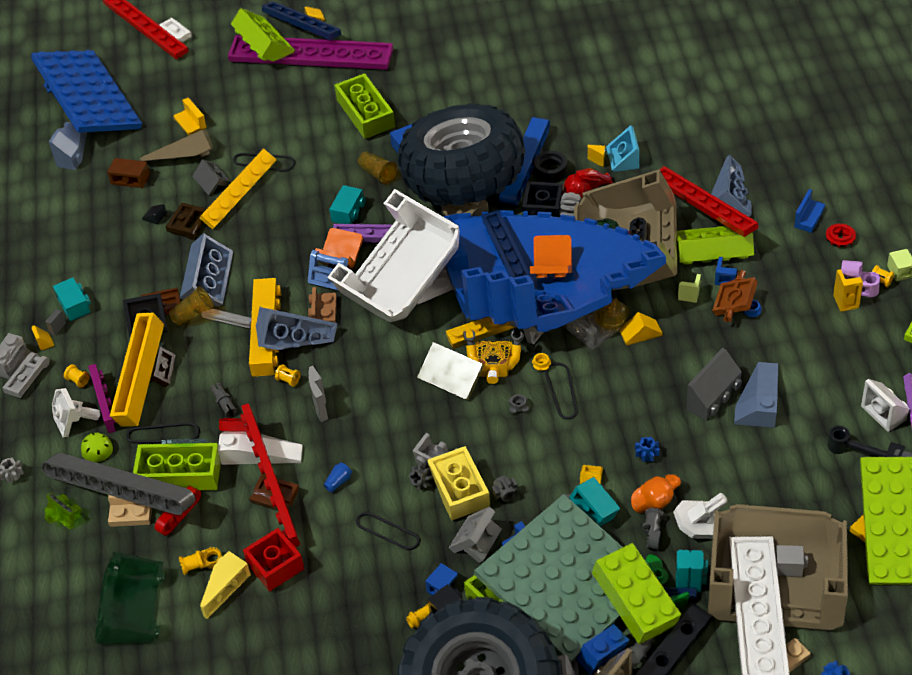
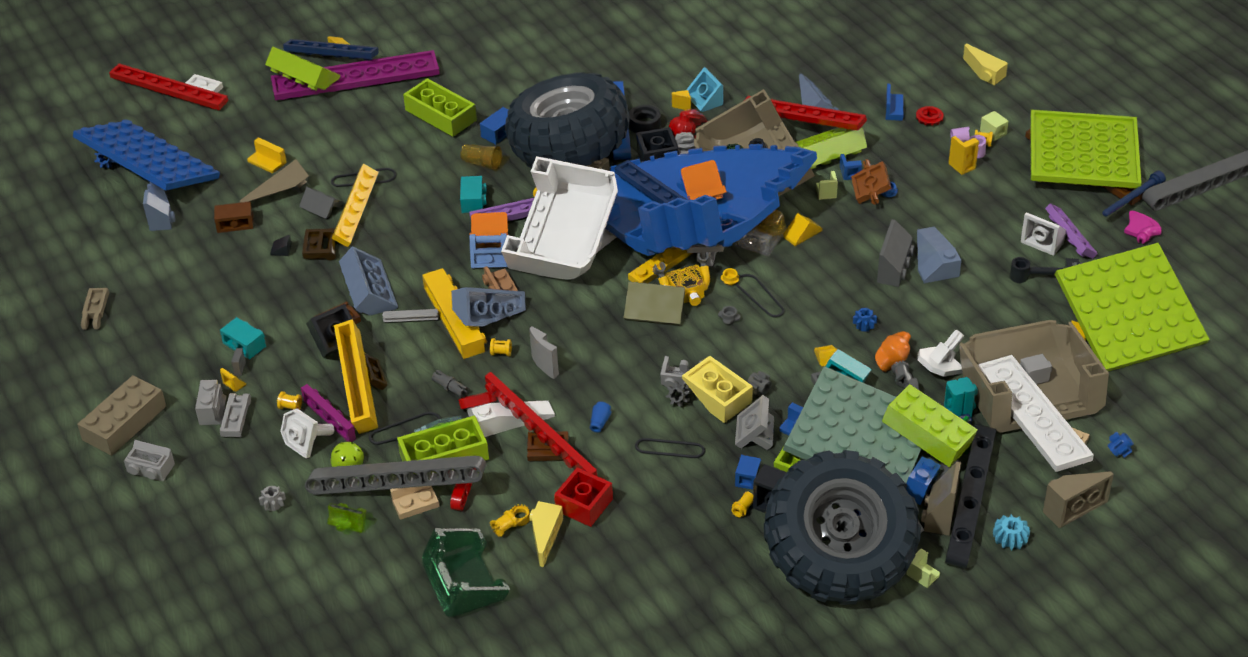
camera: 25 degrees left, 5 degrees down
(191, 306) = (373, 313): clear yellow plant -> none

